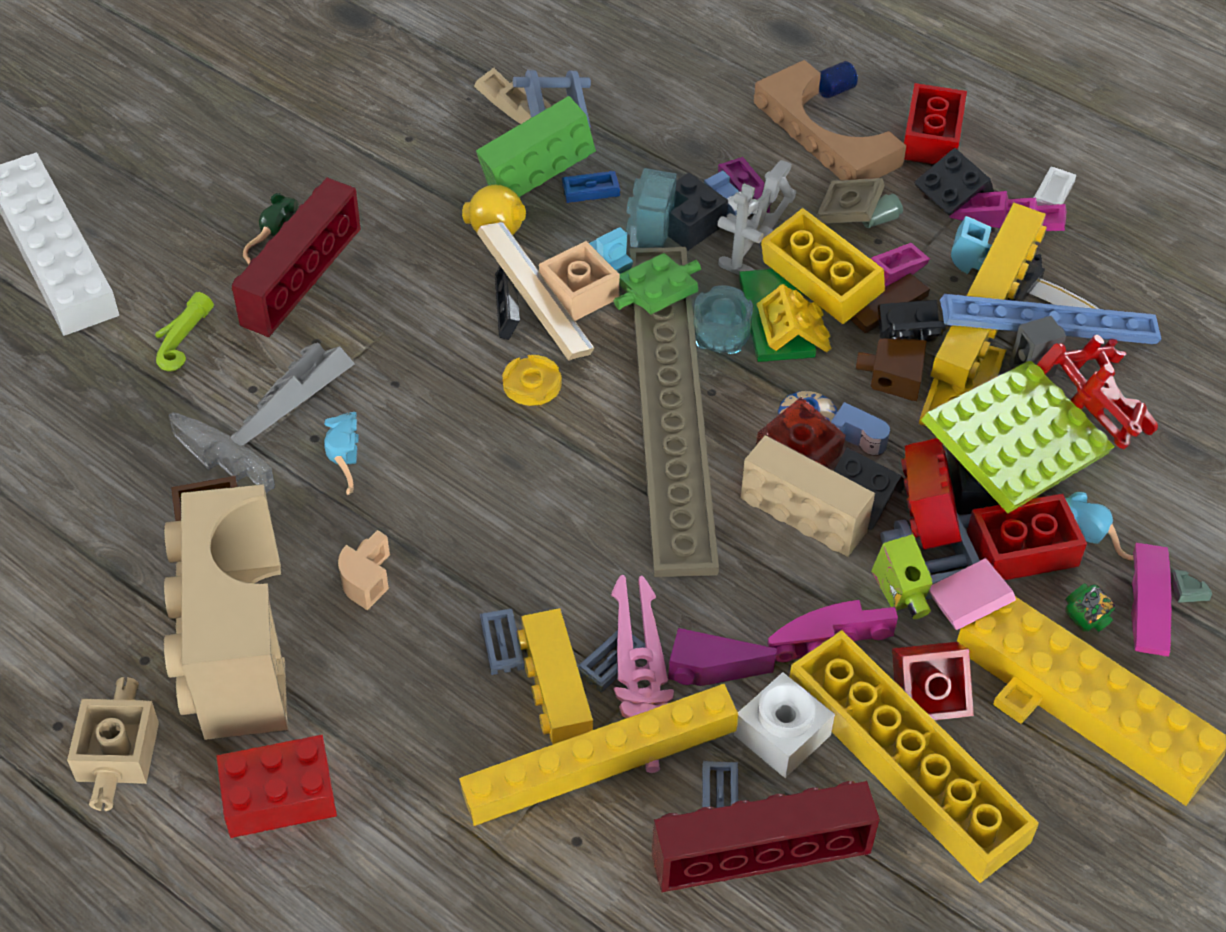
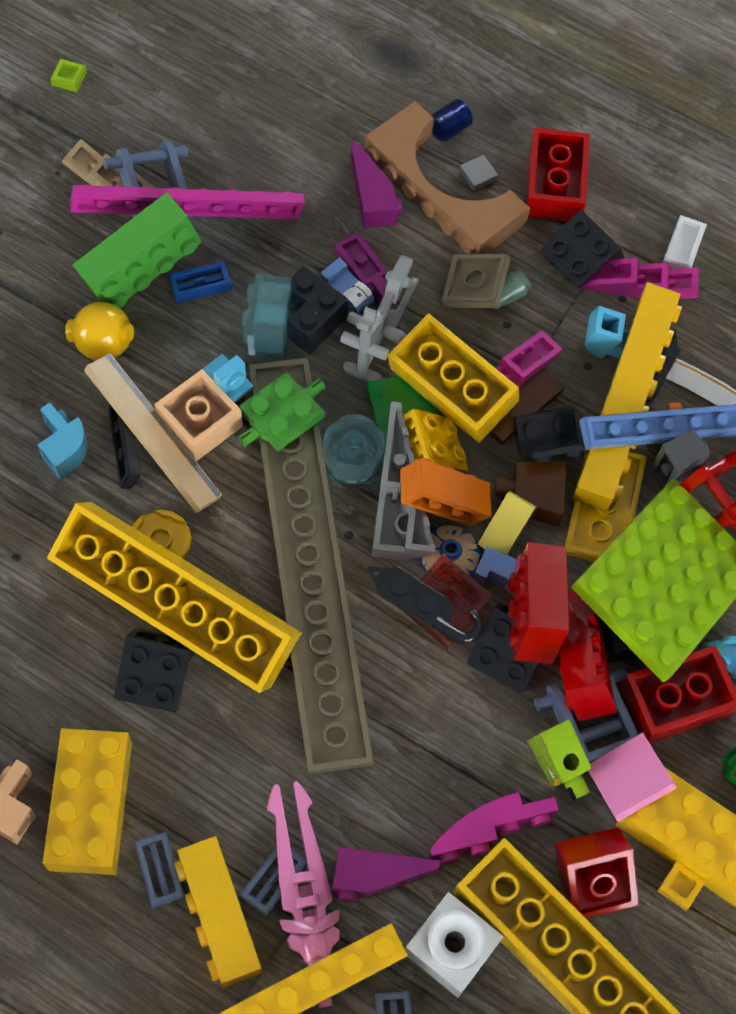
camera: 10 degrees left, 15 degrees up
(440, 575) = (88, 802): none -> yellow brick
(451, 296) = (67, 444): none -> medium azure brick
(487, 27) = (68, 75): none -> lime tile
(513, 478) = (152, 670): none -> black bracket
(542, 415) = (174, 596): none -> yellow brick
(600, 118) = (193, 202): none -> dark pink plate
(760, 128) = (374, 191): none -> magenta slope
(760, 421) = (422, 603): none -> black plate
(763, 375) = (399, 529): none -> light grey wedge
(806, 495) = (456, 669): tan brick -> none
(807, 353) = (445, 492): none -> orange brick
(860, 122) = (478, 173): none -> light grey tile
(866, 385) = (507, 523): none -> light yellow tile
(889, 437) = (539, 603): none -> red brick

